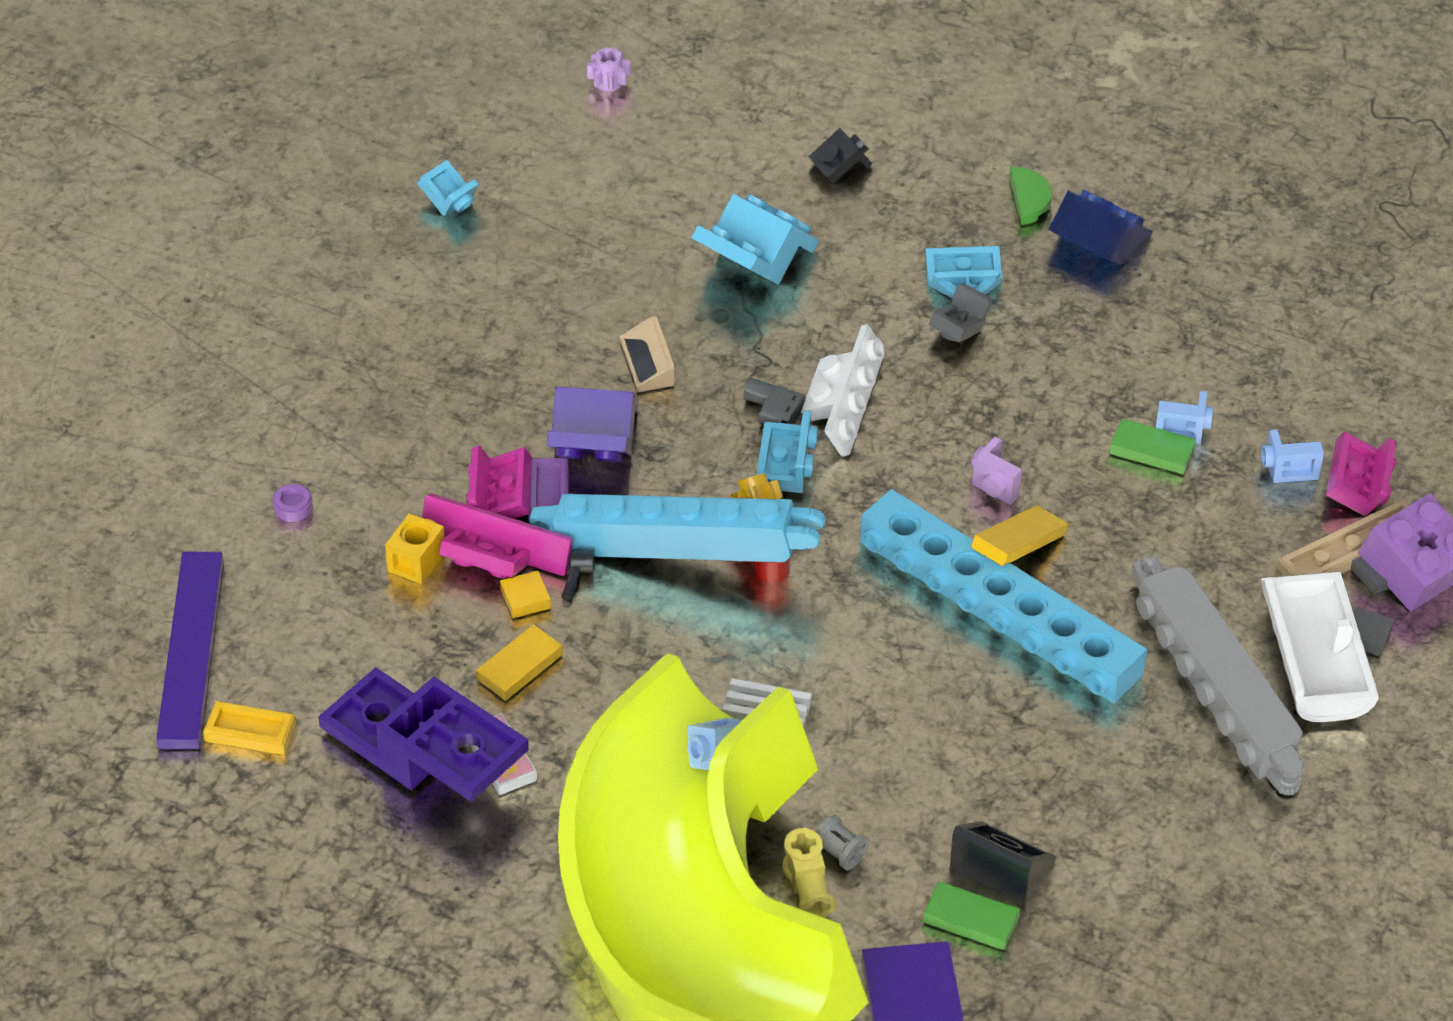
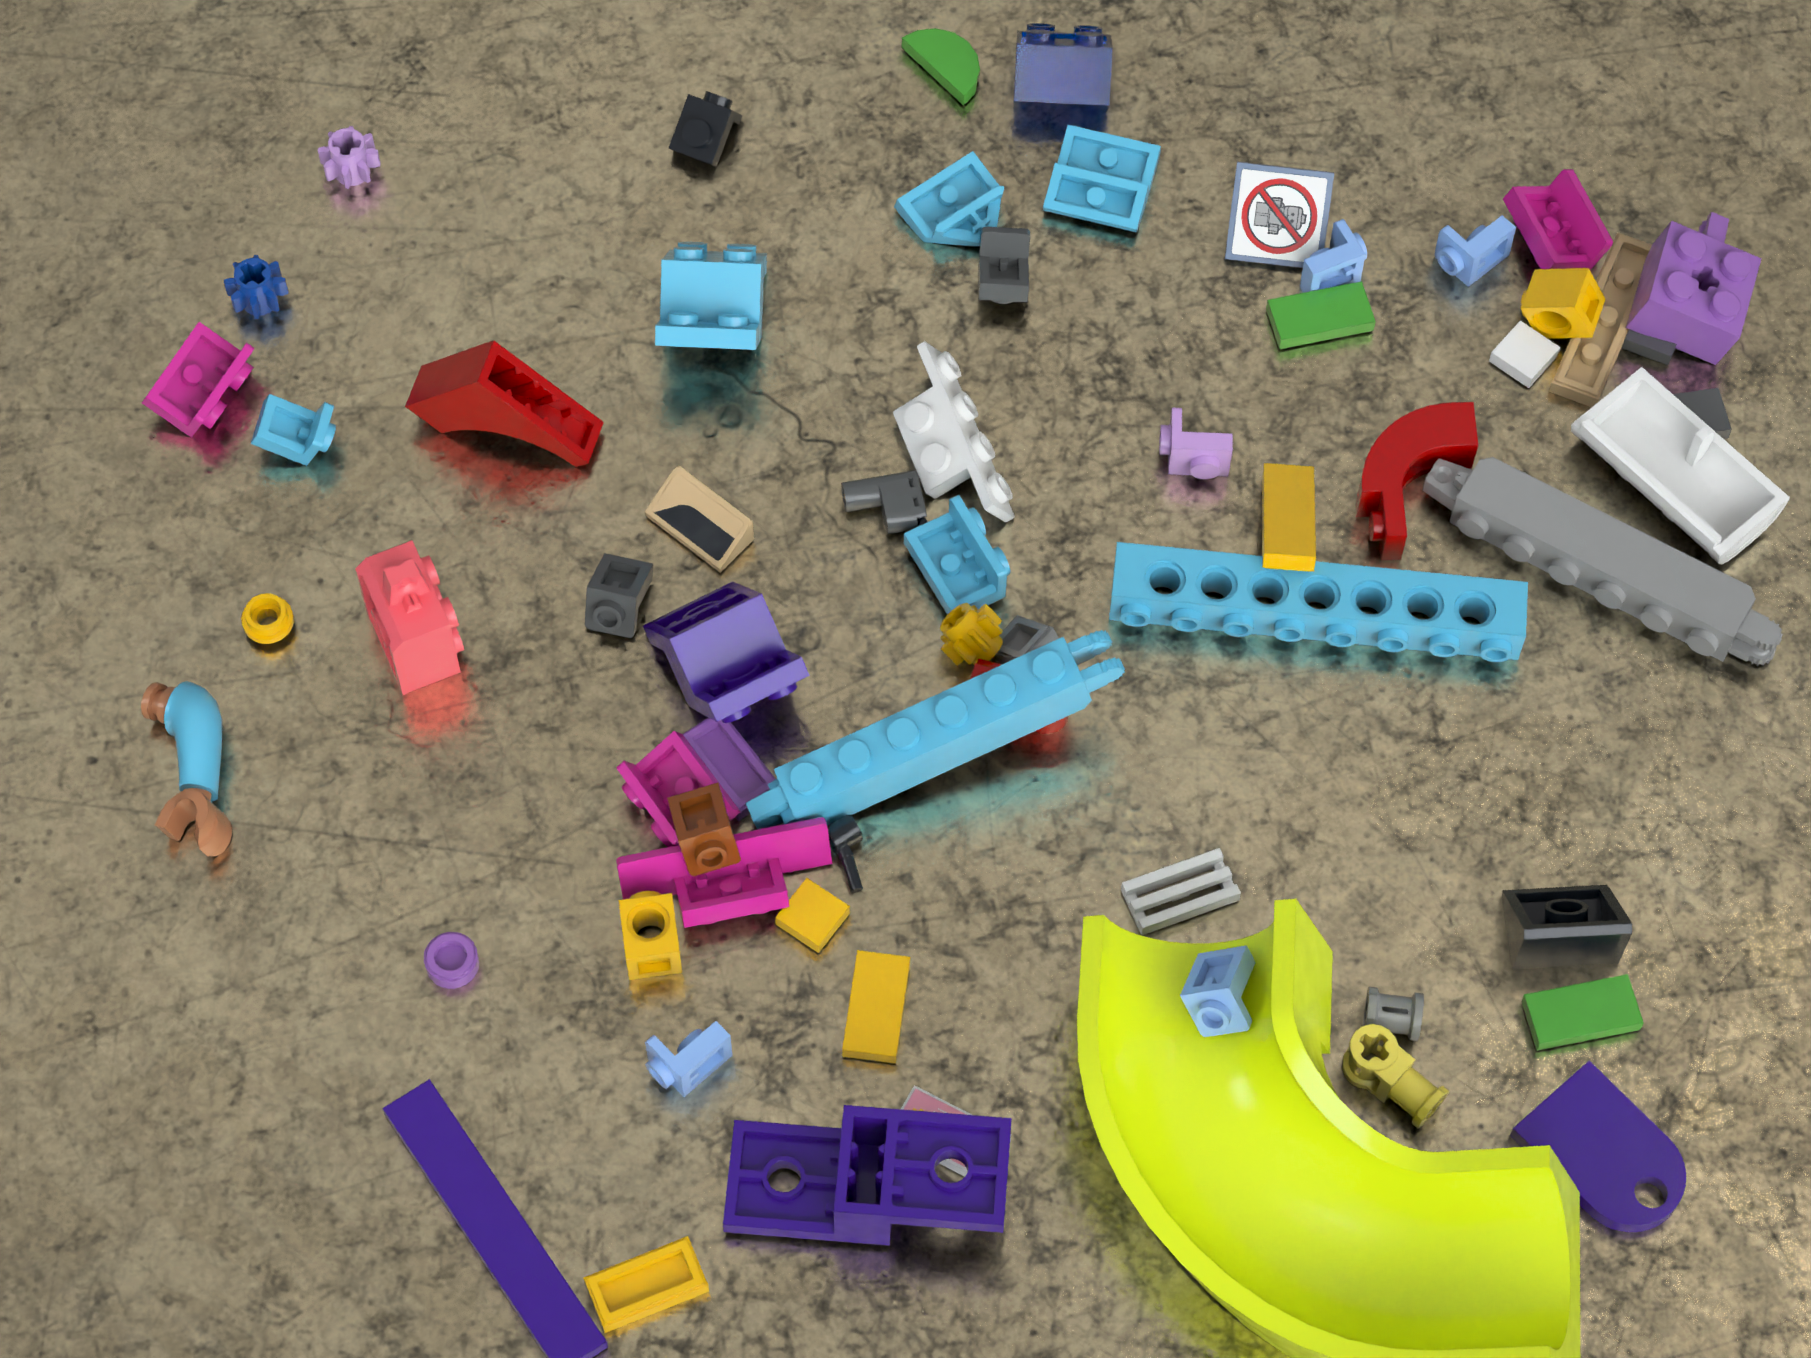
camera: 35 degrees left, 15 degrees up
(252, 307) = (196, 724): none -> piece
(347, 276) = (266, 606): none -> yellow plate
(381, 625) = (696, 1058): none -> light blue bracket
(417, 138) = (197, 378): none -> dark pink bracket
(422, 309) = (410, 616): none -> coral hinge
(489, 502) = (704, 829): none -> dark orange bracket
(493, 108) = (256, 286): none -> blue gear
(558, 363) = (616, 595): none -> dark grey bracket
(579, 224) = (503, 395): none -> red arch
(1074, 303) = (1102, 178): none -> medium azure slope
(1126, 541) = (1405, 453): none -> red arch
(1168, 369) = (1278, 214): none -> piece
(1274, 535) = (1524, 354): none -> white tile
(1321, 514) = (1563, 303): none -> yellow brick

